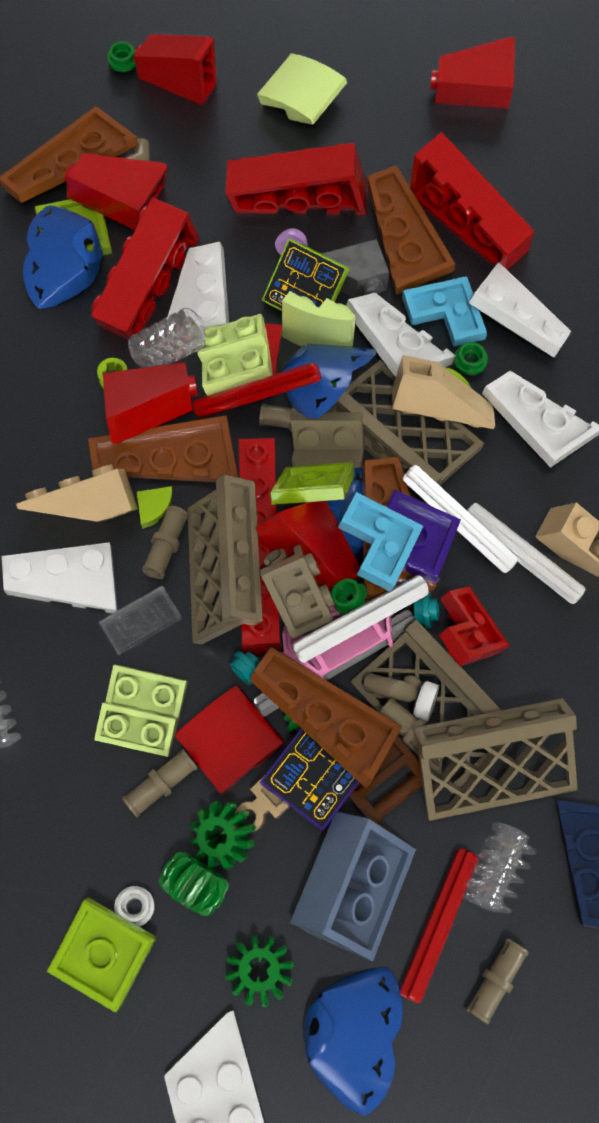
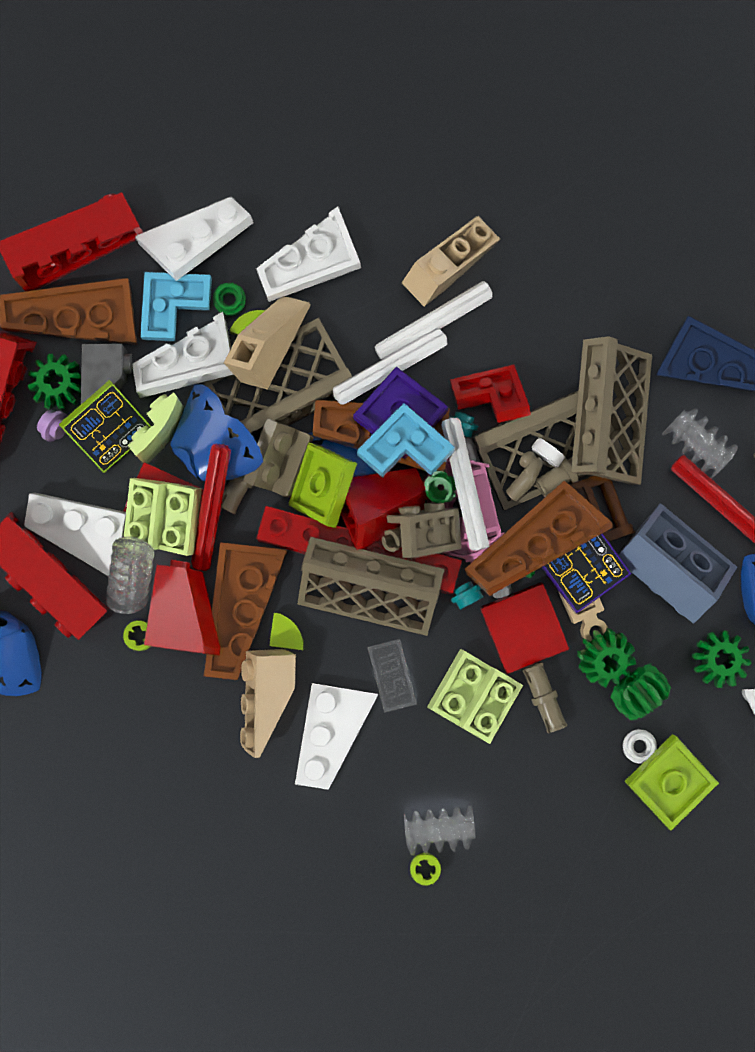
camera: 70 degrees left, 15 degrees up
(165, 542) = (327, 633): dark tan pin -> none
(333, 231) = (43, 388): none -> green gear

